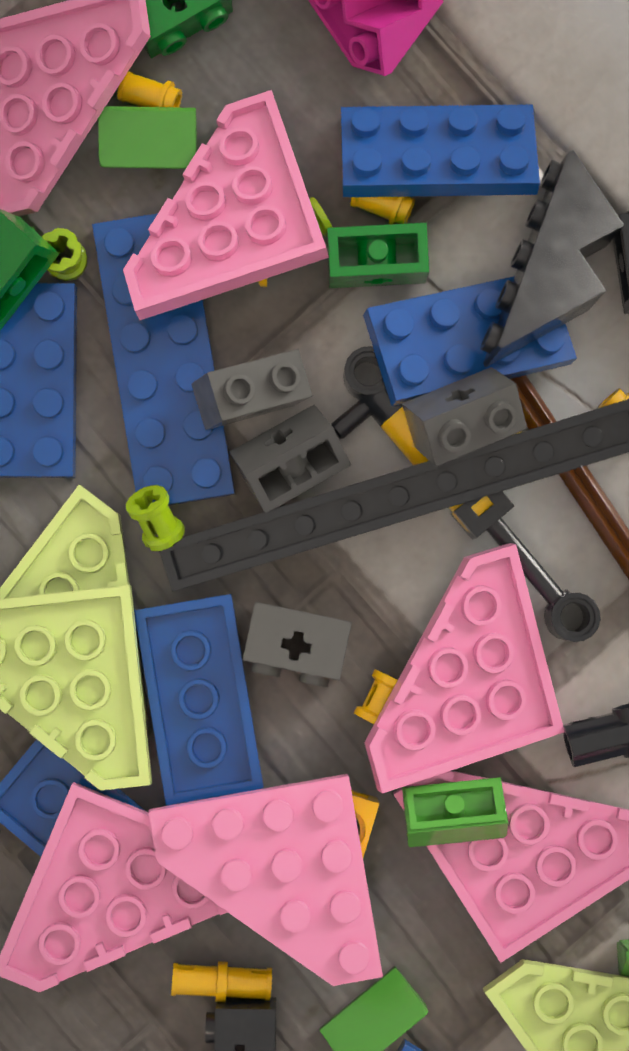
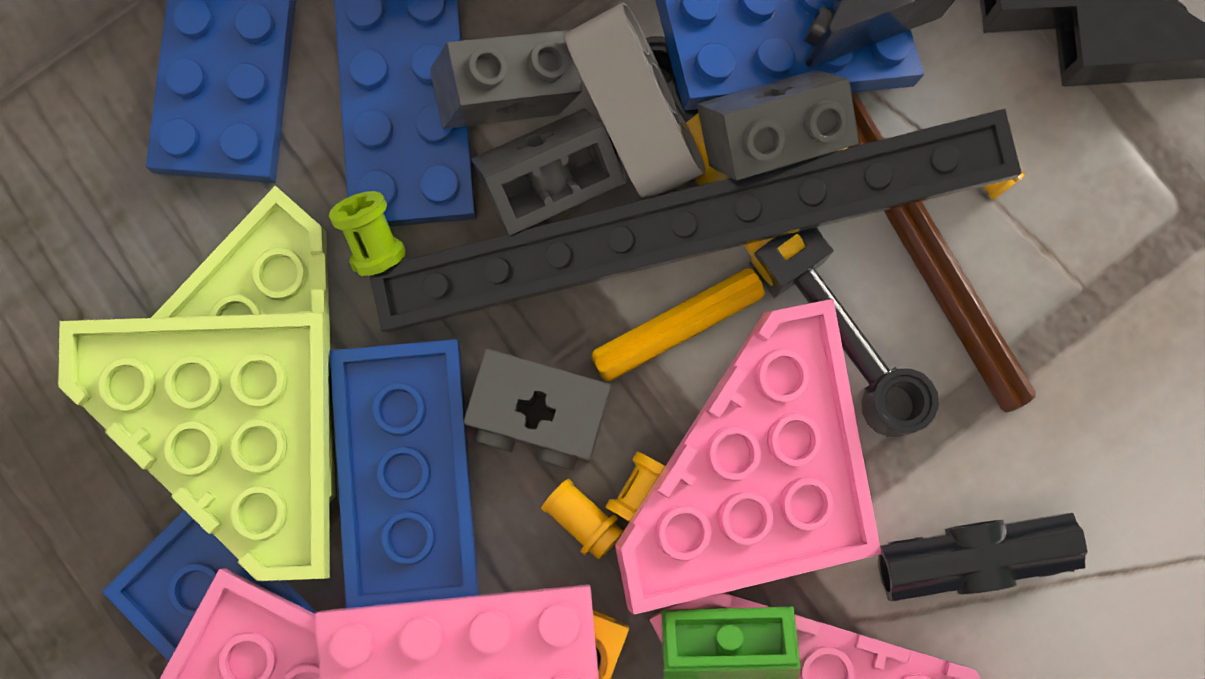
camera: 10 degrees right, 5 degrees down
(337, 723) = (583, 519): none -> yellow pin
(354, 404) = (635, 102): none -> light grey beam
(399, 567) = (678, 324): none -> yellow axle

